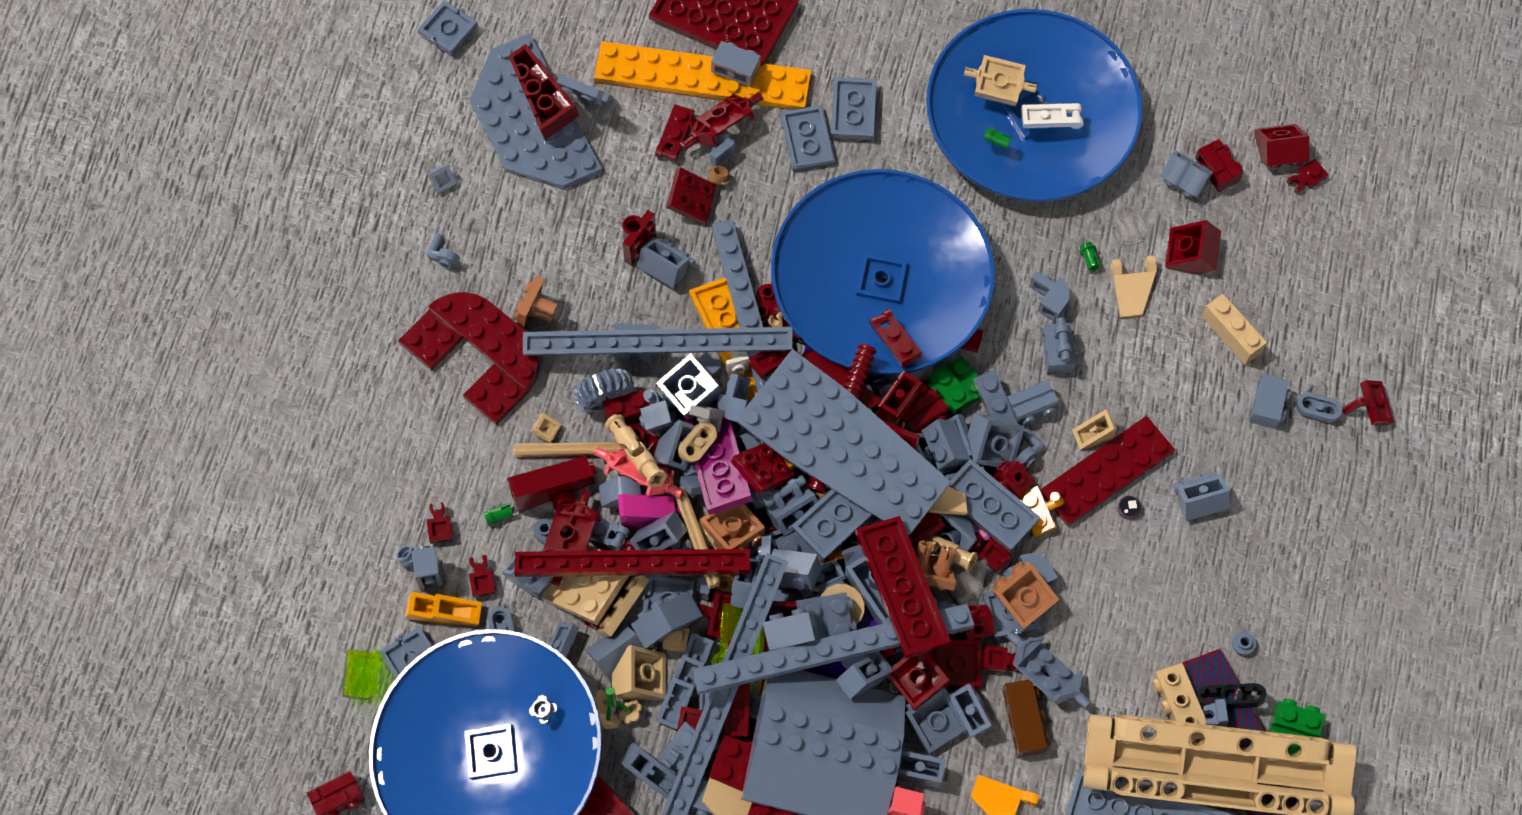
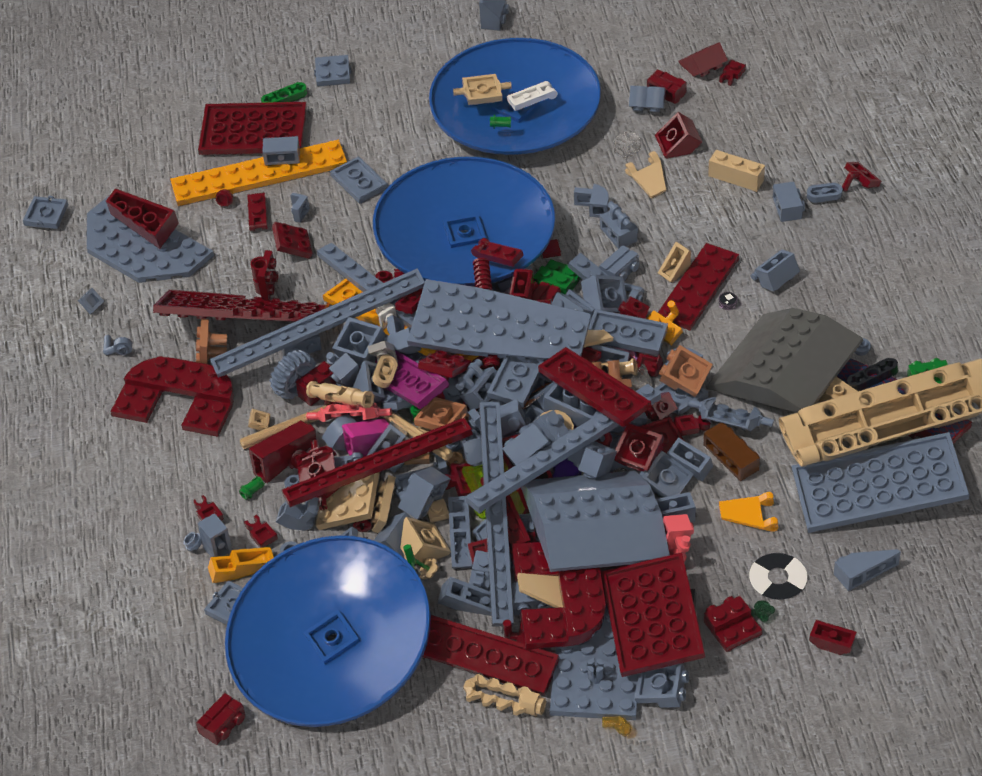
camera: 20 degrees left, 20 degrees down
(361, 674) = (198, 630): clear neon green bracket -> none
(550, 708) = (357, 576): plate -> none
(584, 91) = (179, 200): sand blue plate -> none
(586, 269) = (232, 306): none -> dark red wing
(647, 97) = (224, 198): none -> dark red plate
(664, 261) = (294, 285): sand blue brick -> none
(718, 175) = (305, 222): medium nougat plate -> none
(720, 118) = (287, 187): dark red plate -> none
(853, 108) = (383, 149): sand blue plate -> none
(1090, 256) = (607, 169): green pin -> none
(1145, 630) = (787, 359): none -> dark grey slope
(1219, 712) = (868, 382): sand blue tile -> none

